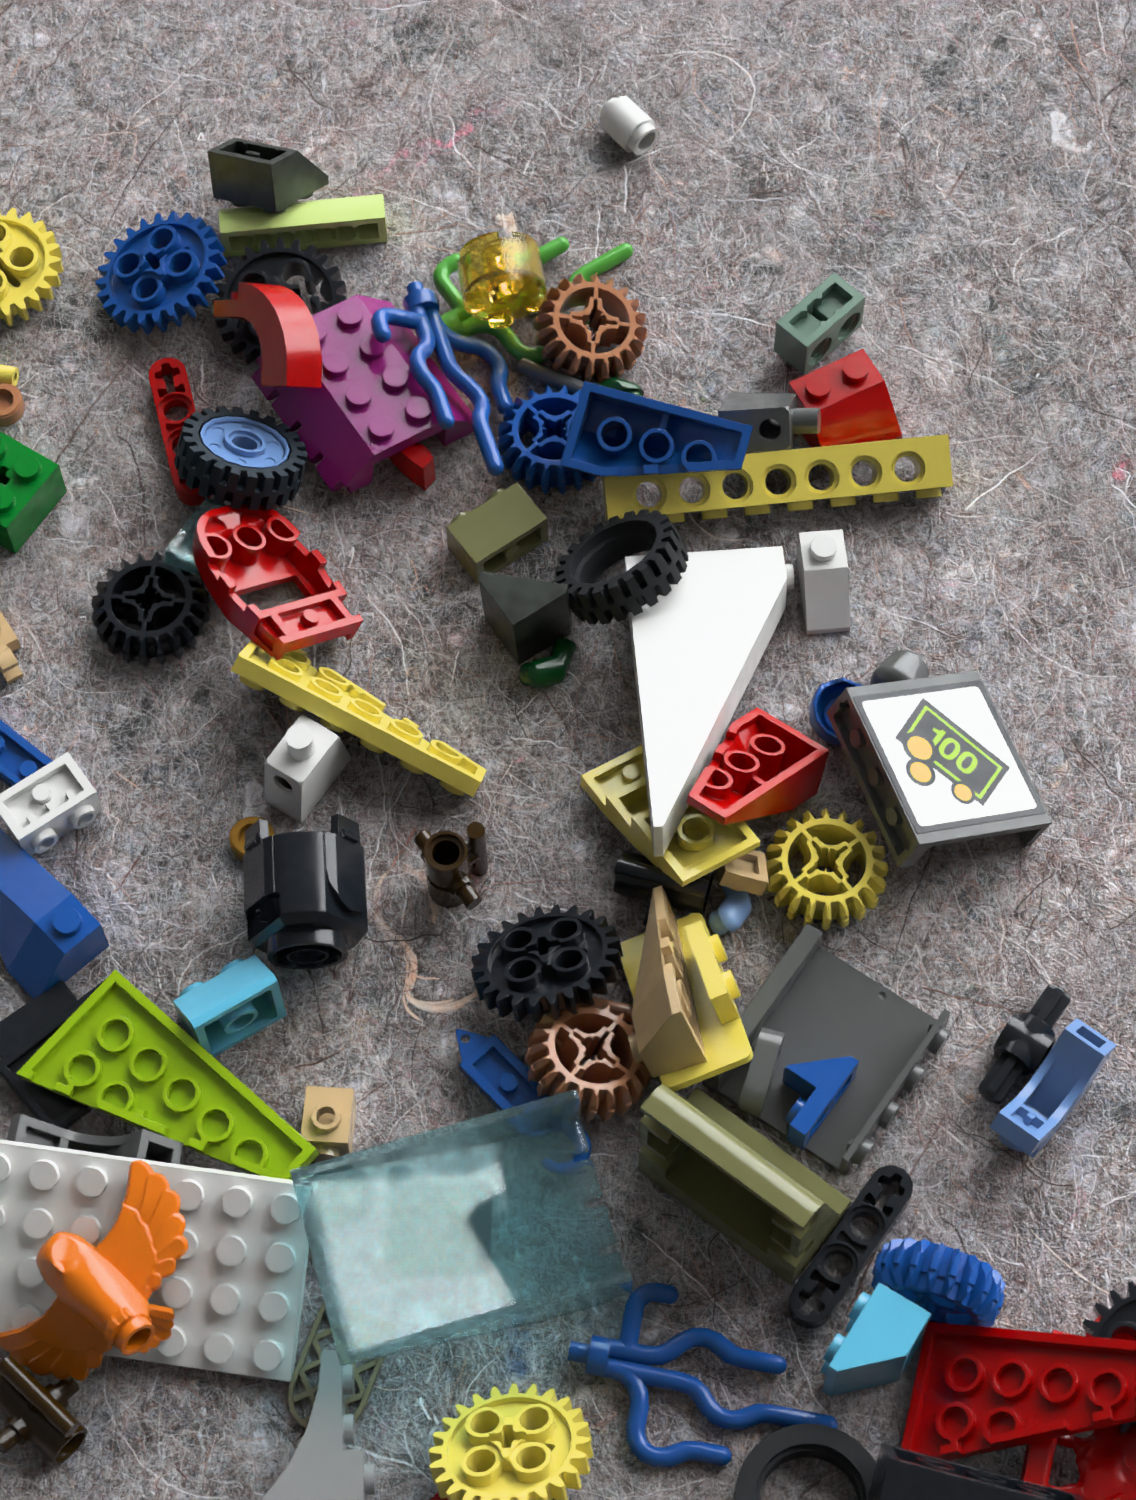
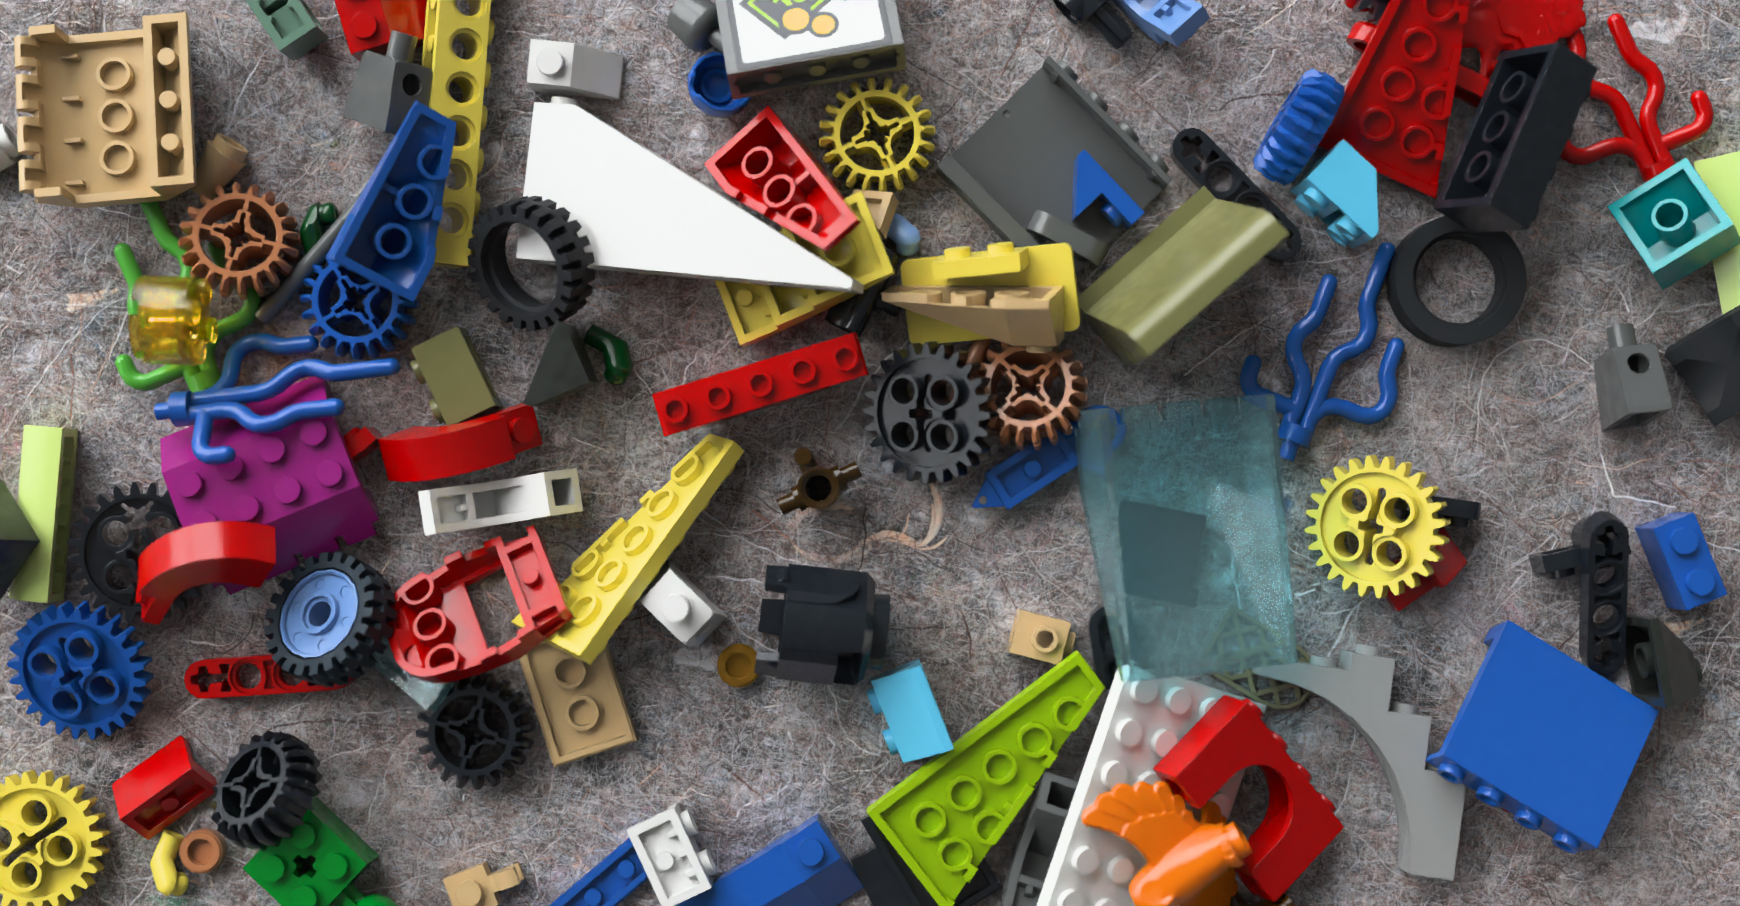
camera: 80 degrees left, 25 degrees up
(55, 360) = (162, 789): none -> red panel
(67, 433) = (266, 790): none -> black gear
(164, 1429) = (1297, 816): none -> red arch
(197, 698) = (577, 703): none -> tan tile
(378, 583) = (500, 501): none -> white arch
(432, 546) = (459, 448): none -> red arch
(542, 792) = (760, 385): none -> red slope
(661, 304) = (219, 164): none -> tan cone
(682, 199) = (106, 114): none -> tan slope

